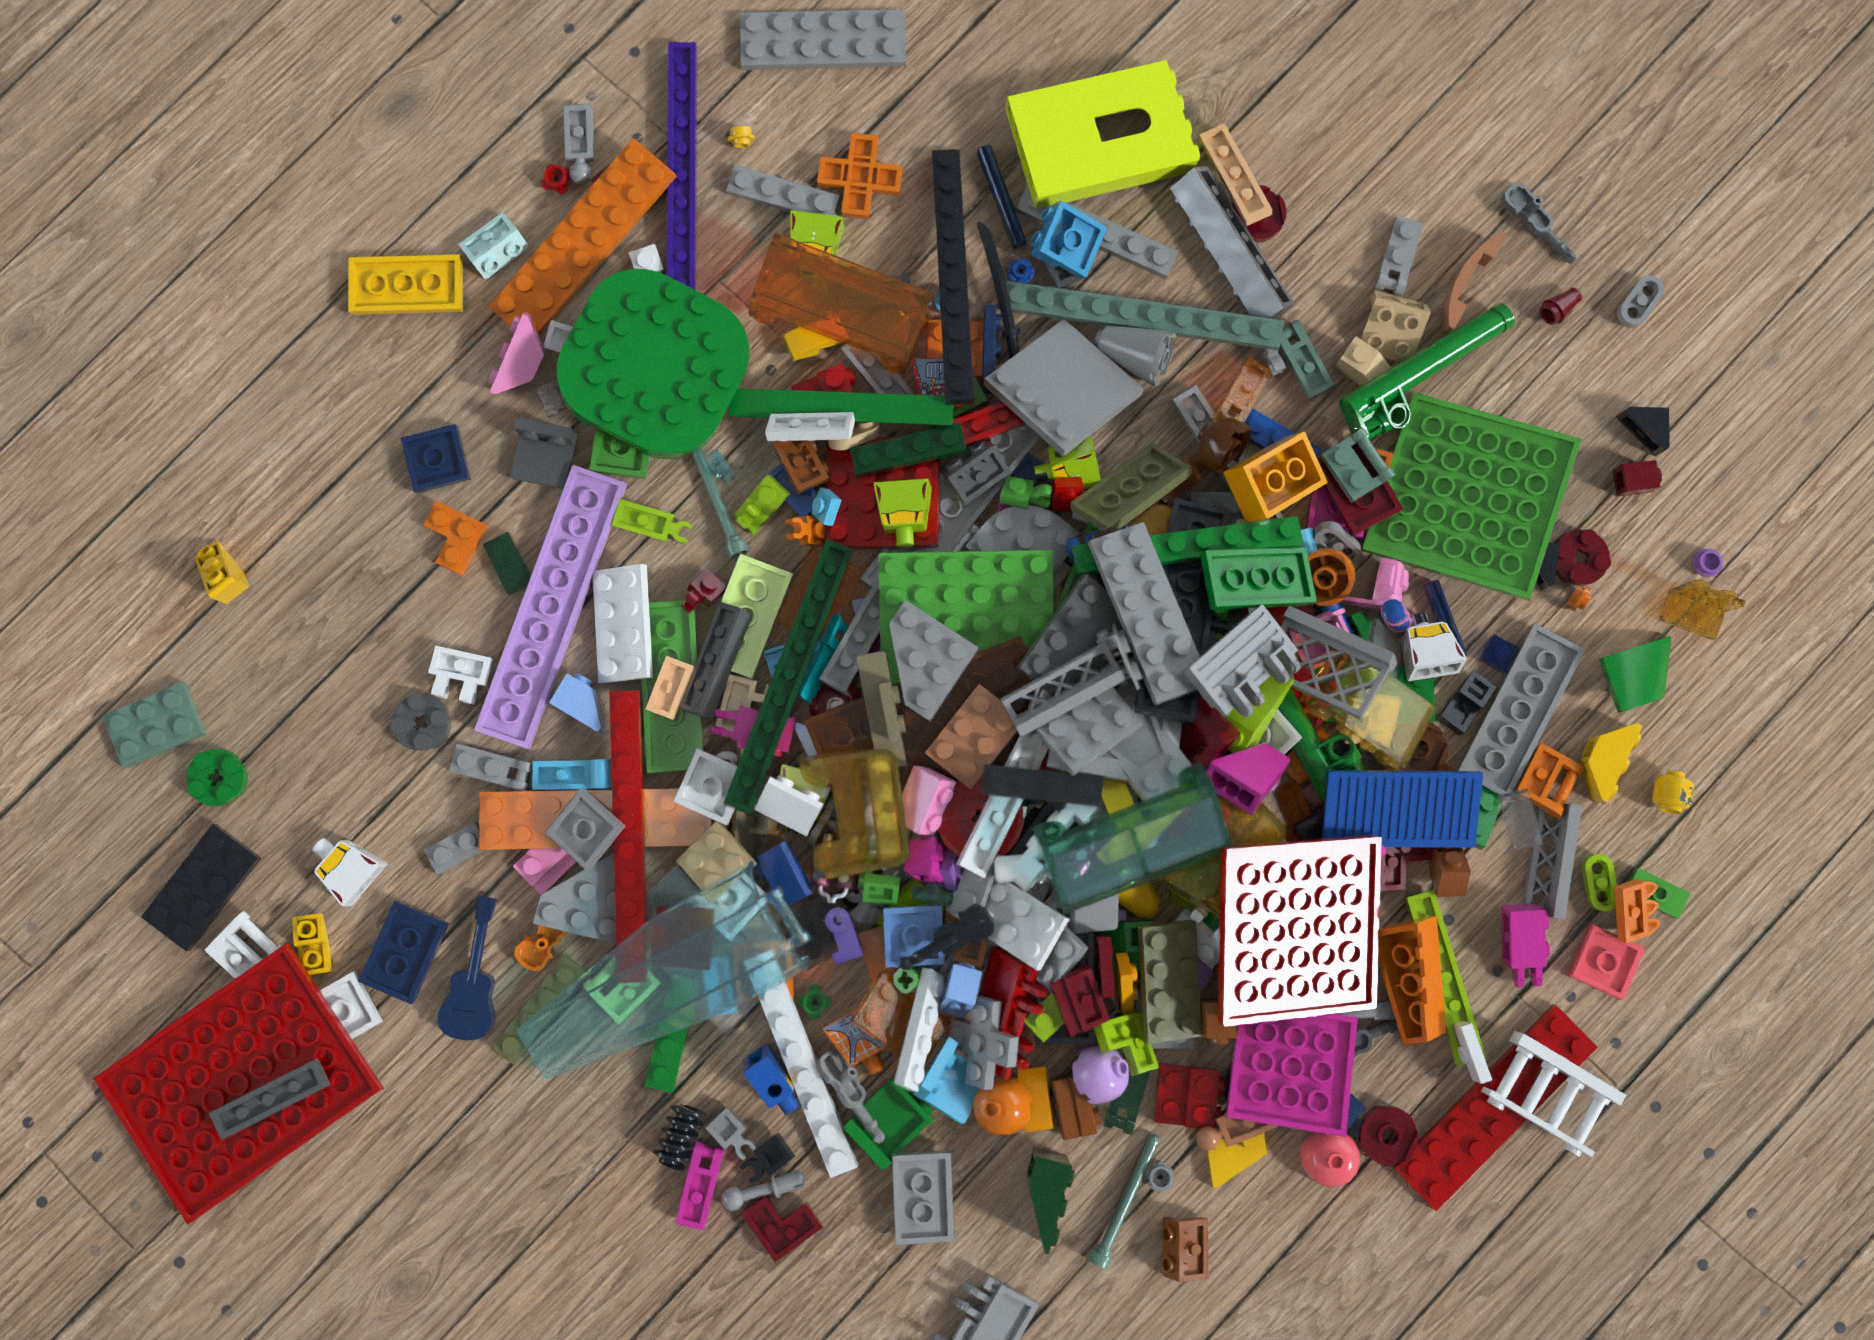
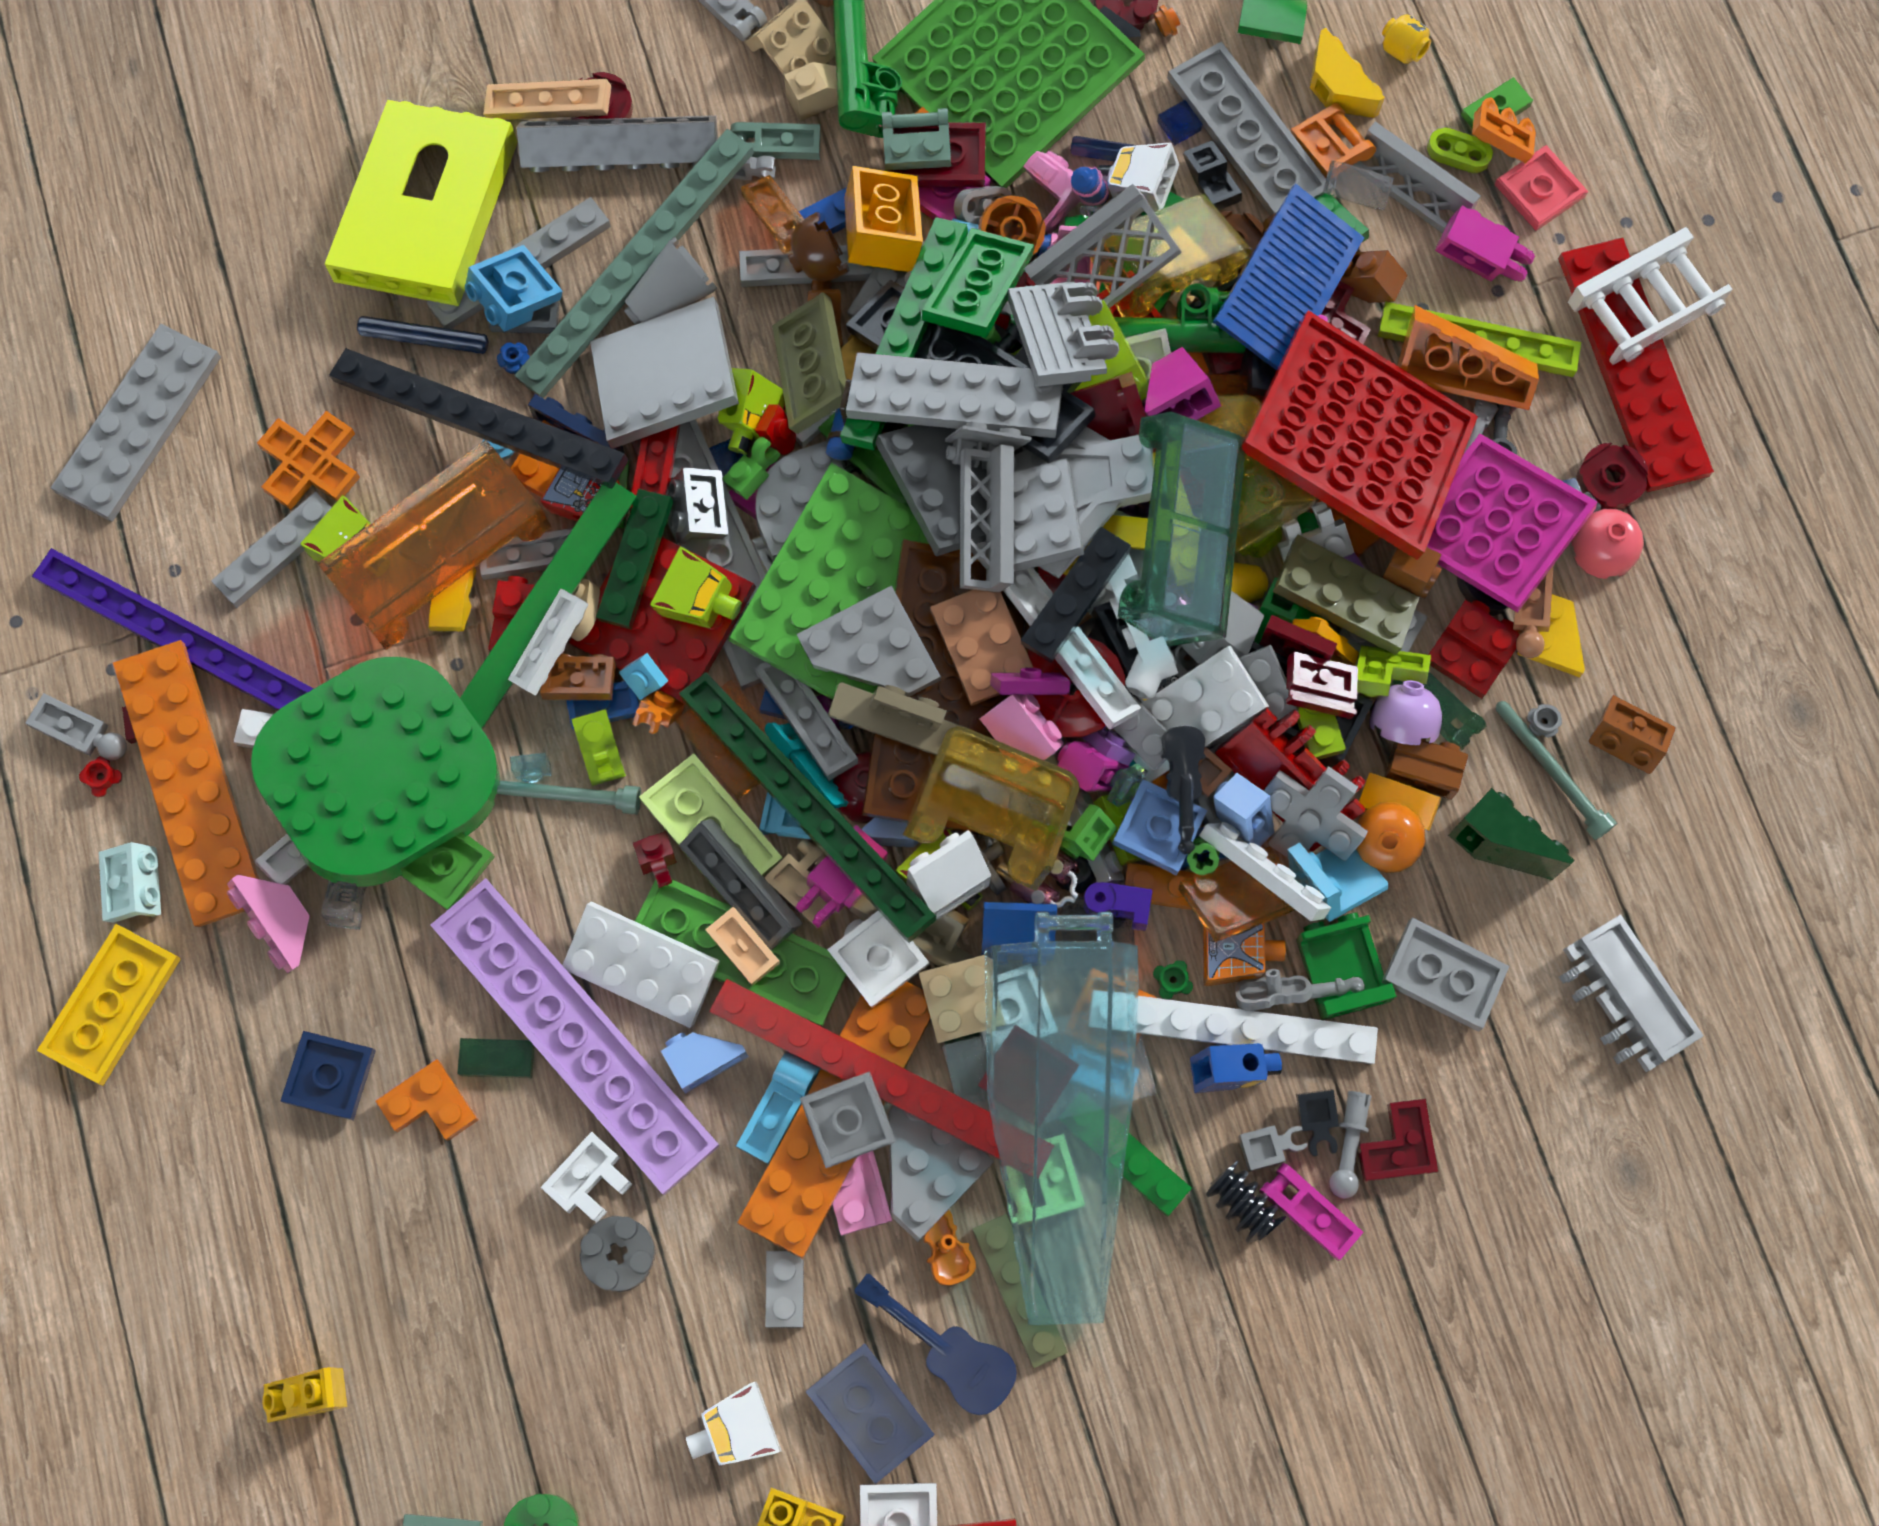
camera: 60 degrees left, 10 degrees down
(490, 767) = (714, 1201): light grey plate -> none
(543, 453) = (396, 951): dark grey bracket -> none
(648, 522) = (544, 878): lime plate -> none
(740, 136) = (184, 558): yellow plate -> none
(958, 787) = (1030, 682): none -> magenta plate
(1010, 330) = (569, 398): black sword -> none
(1471, 1052) = (1569, 347): white plate -> none

